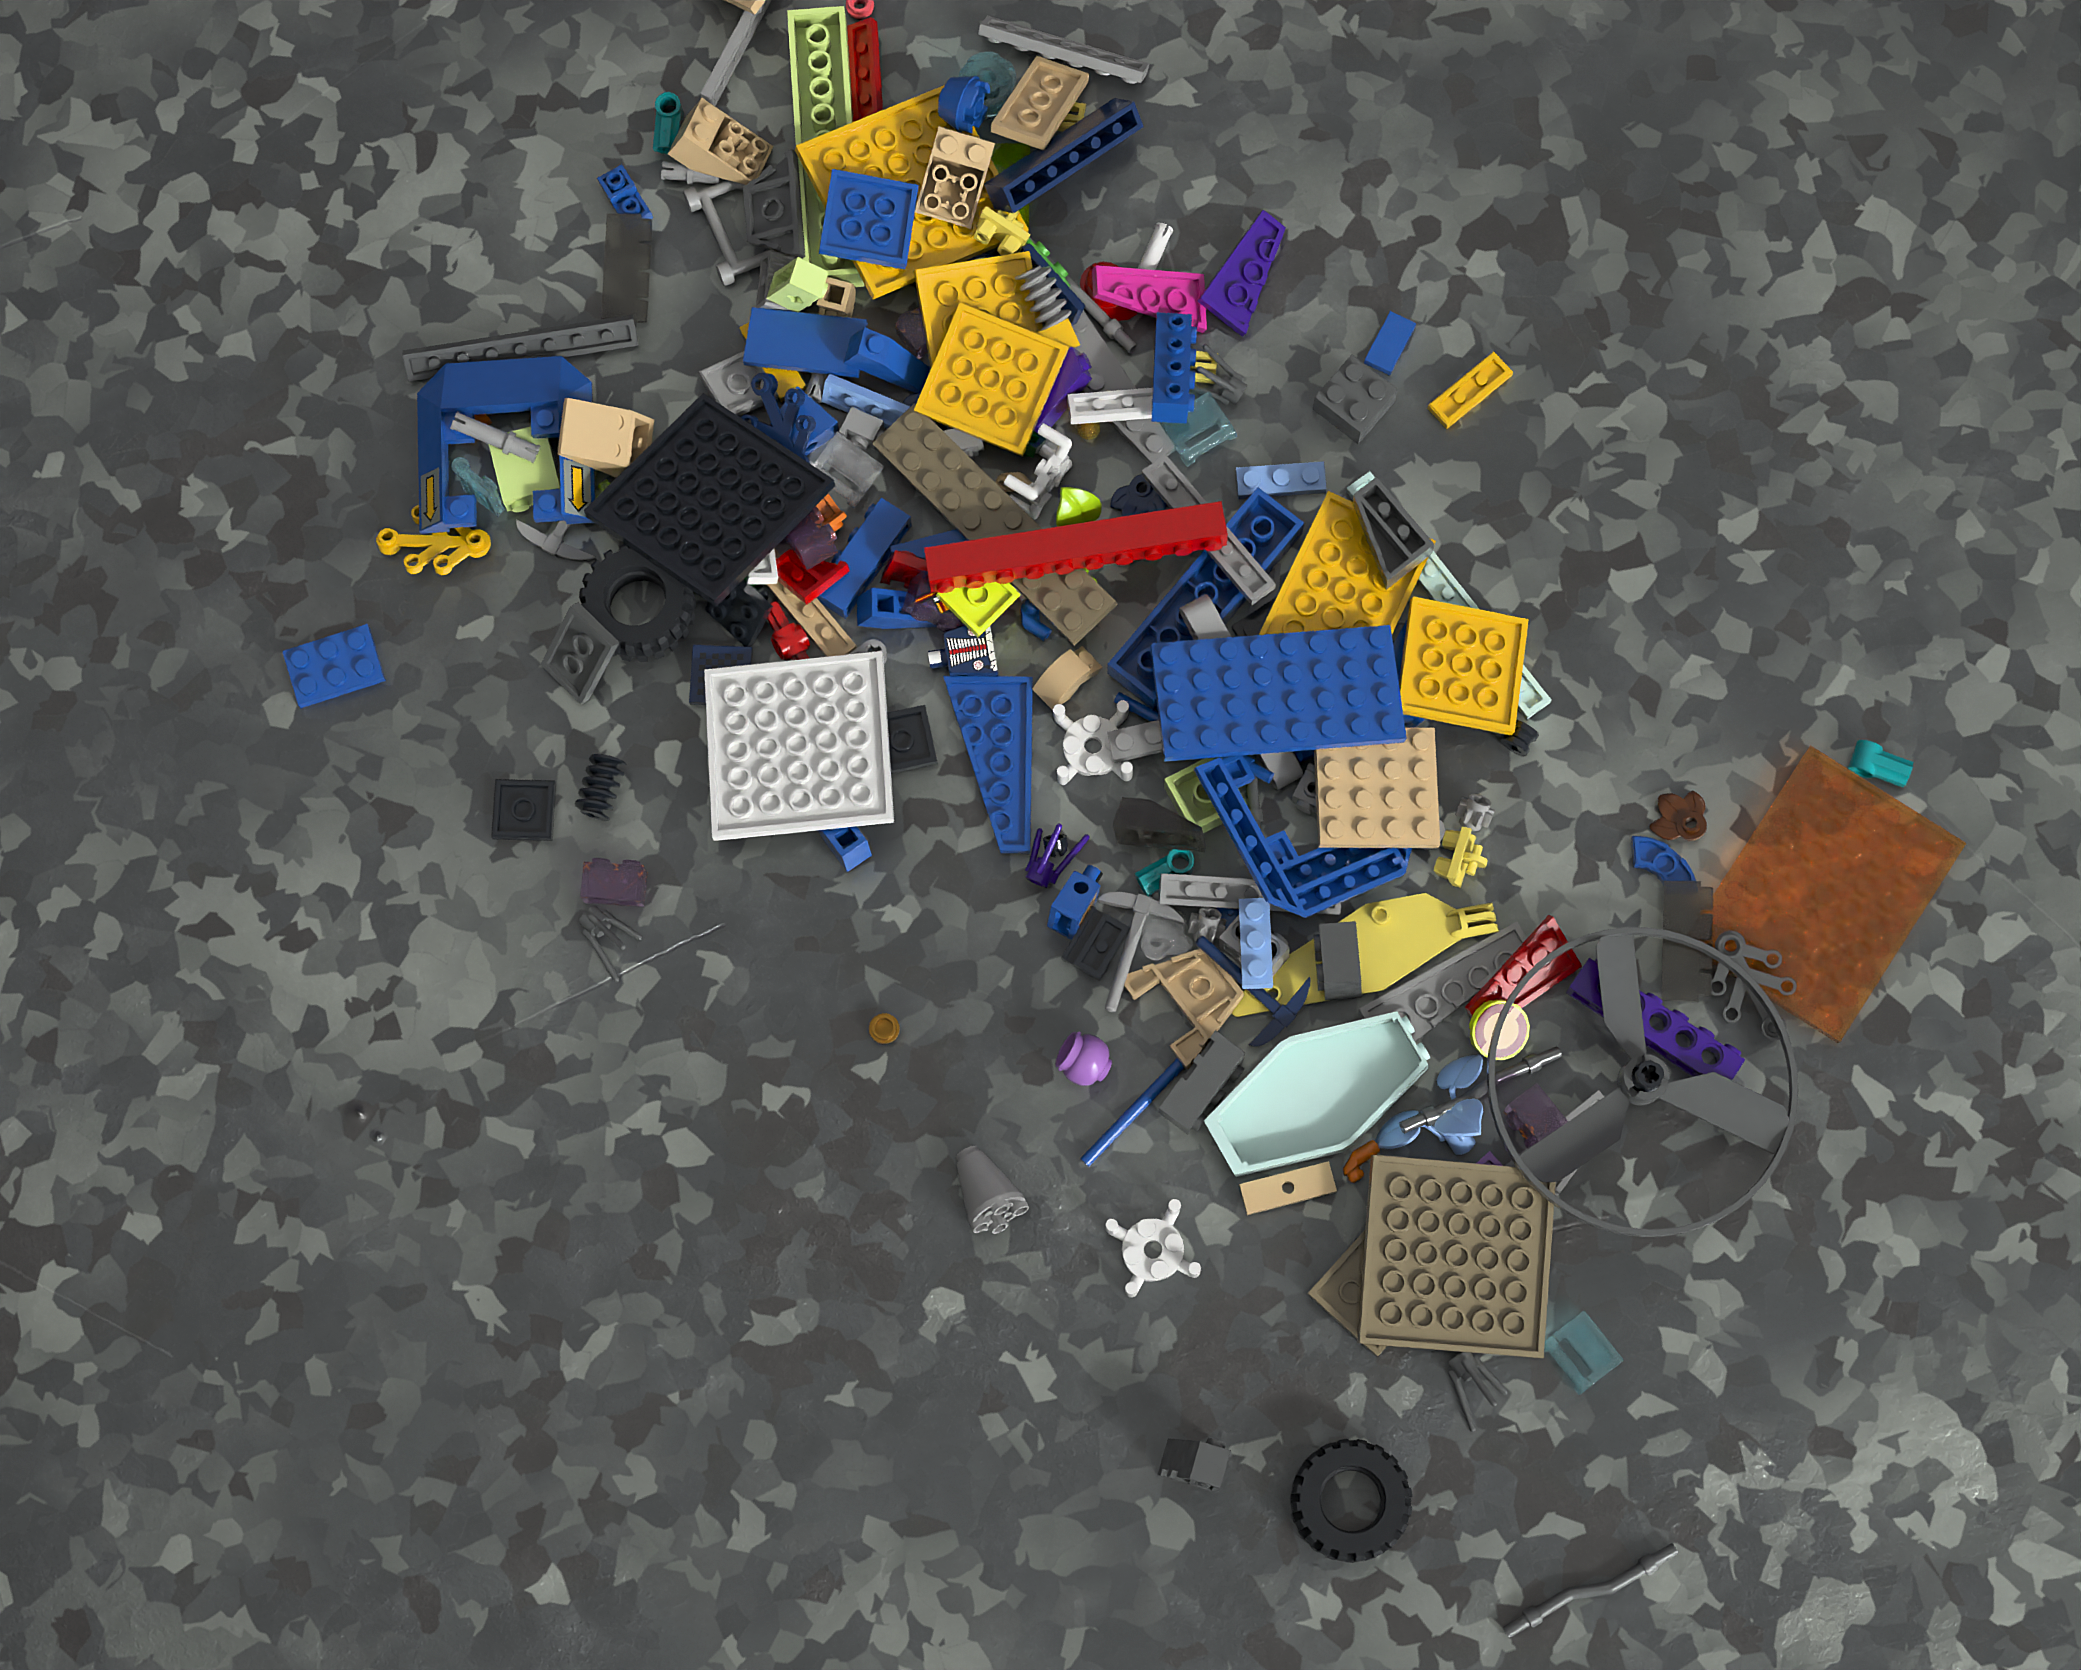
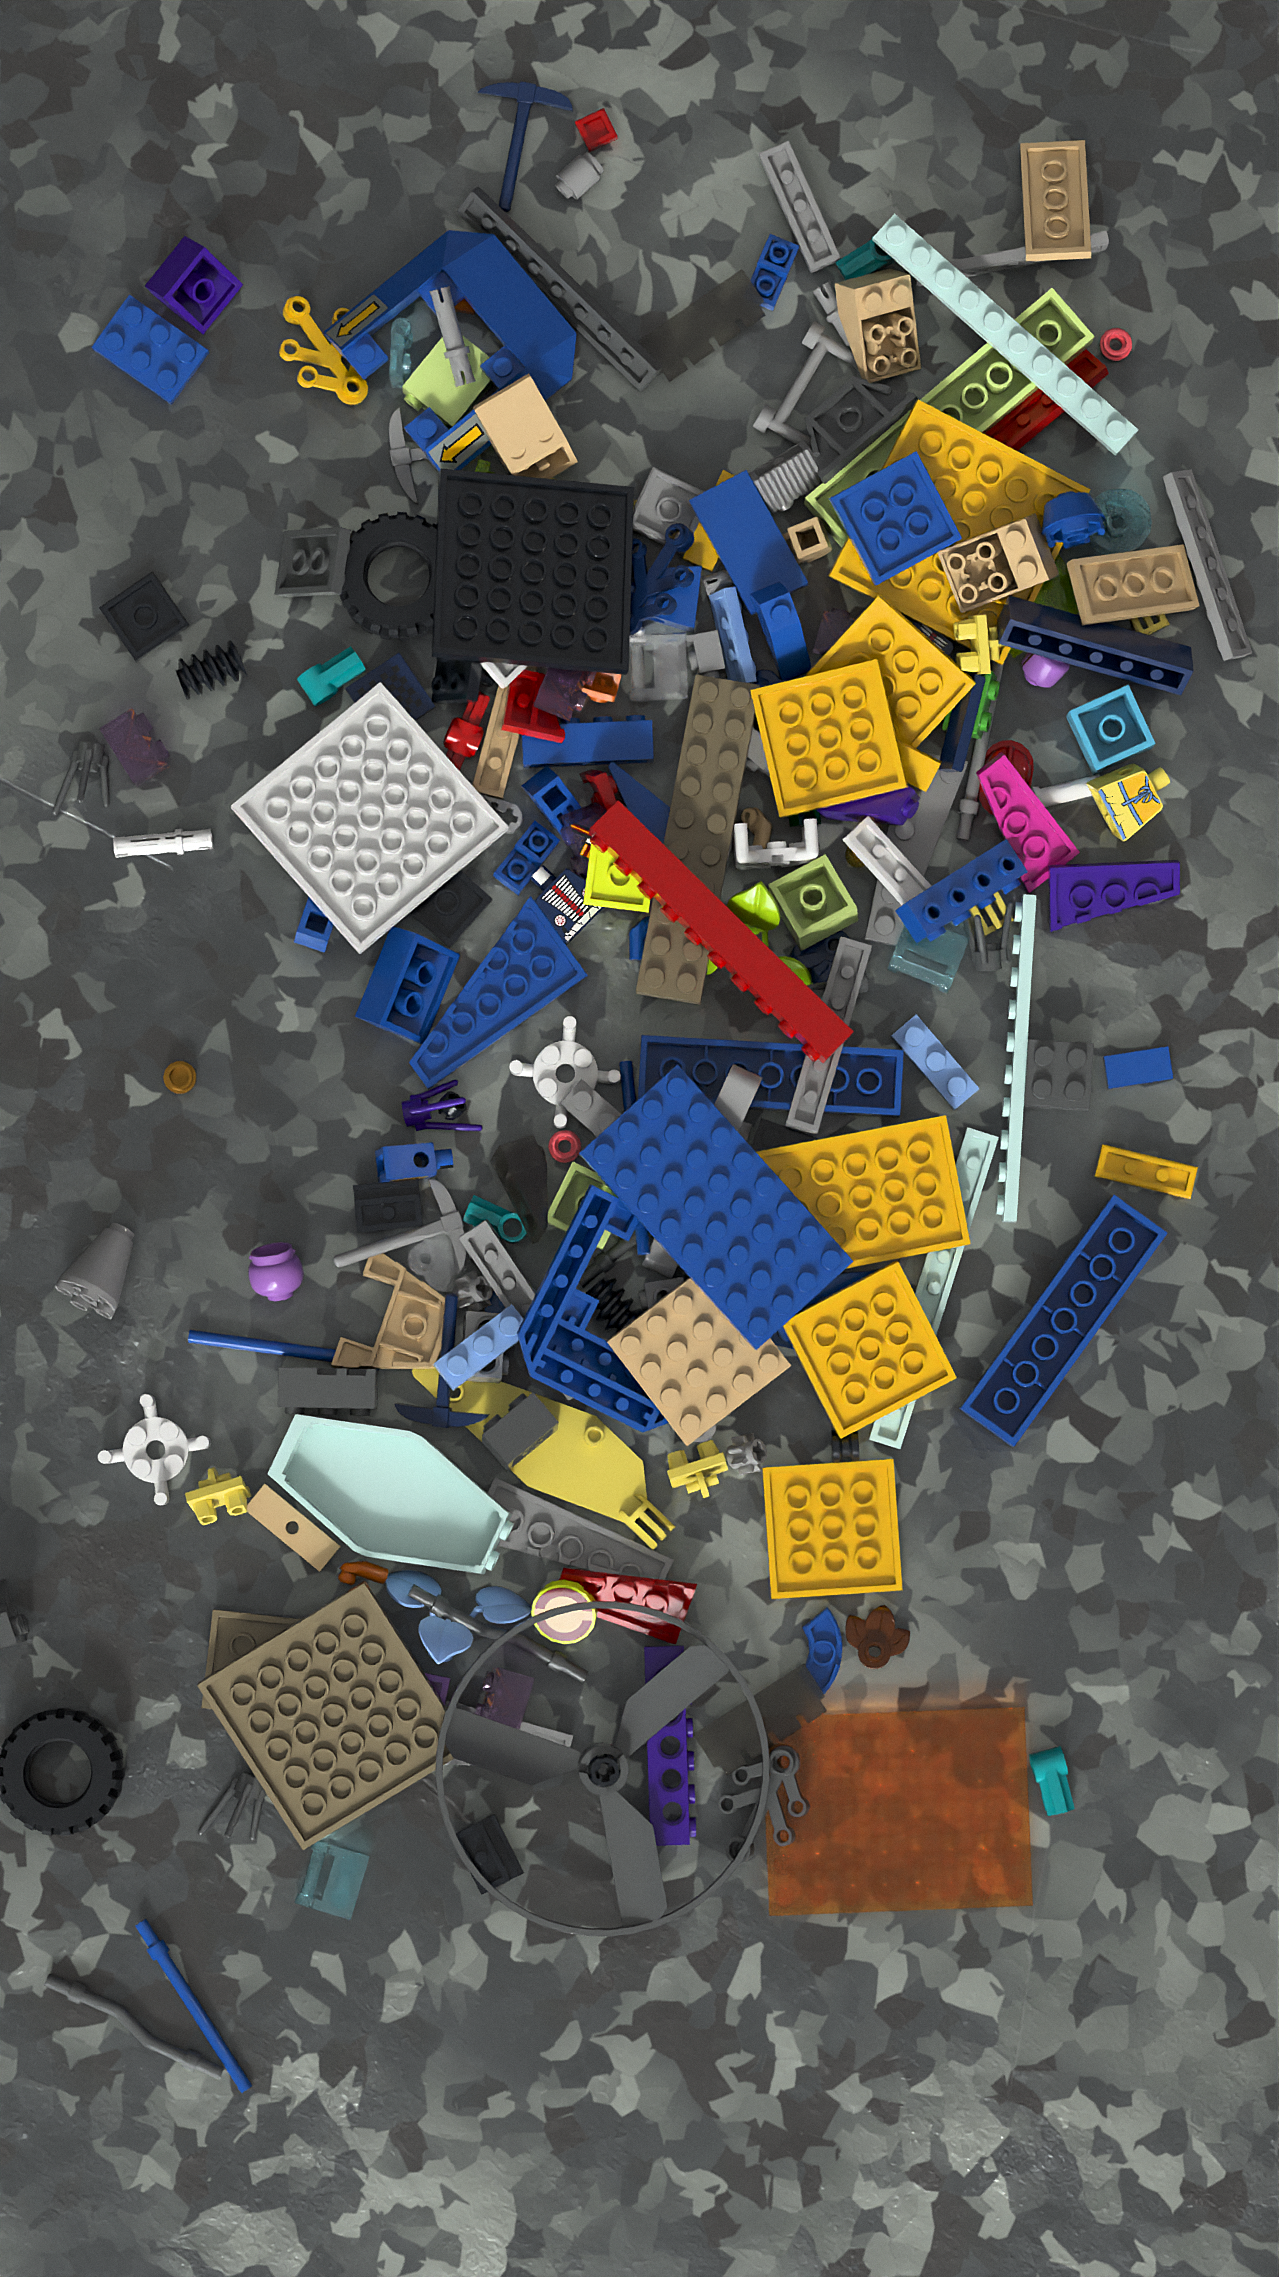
camera: 45 degrees right, 10 degrees up
(311, 599) = (194, 284): none -> dark purple slope
(366, 277) = (526, 95): none -> dark blue piece
(428, 246) = (596, 130): none -> red tile
(451, 278) = (578, 176): none -> light grey brick
(594, 146) = (799, 207): none -> light grey plate
(672, 712) = (325, 679): none -> teal piece
(705, 907) = (162, 843): none -> white pin
(795, 62) = (1005, 334): none -> light aqua plate
(798, 285) = (789, 500): yellowish green brick -> none
(913, 661) = (526, 857): none -> blue slope
(941, 811) = (407, 985): none -> blue slope
(1044, 296) = (942, 730): light grey piece -> none
(1051, 206) = (1043, 670): none -> medium lavender head
(1065, 676) = (609, 1005): tan brick -> none
(1105, 472) = (813, 902): none -> yellowish green brick
(1131, 190) = (1110, 729): none -> medium azure brick
(1146, 775) = (561, 1136): none -> coral plate
(1190, 213) = (1128, 798): none -> torso
(1220, 1224) = (216, 1492): none -> light yellow hips
(1296, 831) = (612, 1306): none -> black piece
(1330, 425) = (1017, 1044): none -> light aqua plate
(1390, 531) = (940, 1200): dark grey wedge -> none
(1540, 518) = (1063, 1320): none -> blue brick
(1544, 1528) = (159, 1951): none -> blue bar
(1575, 791) = (832, 1529): none -> yellow plate
(1645, 1213) = (490, 1852): none -> black plate

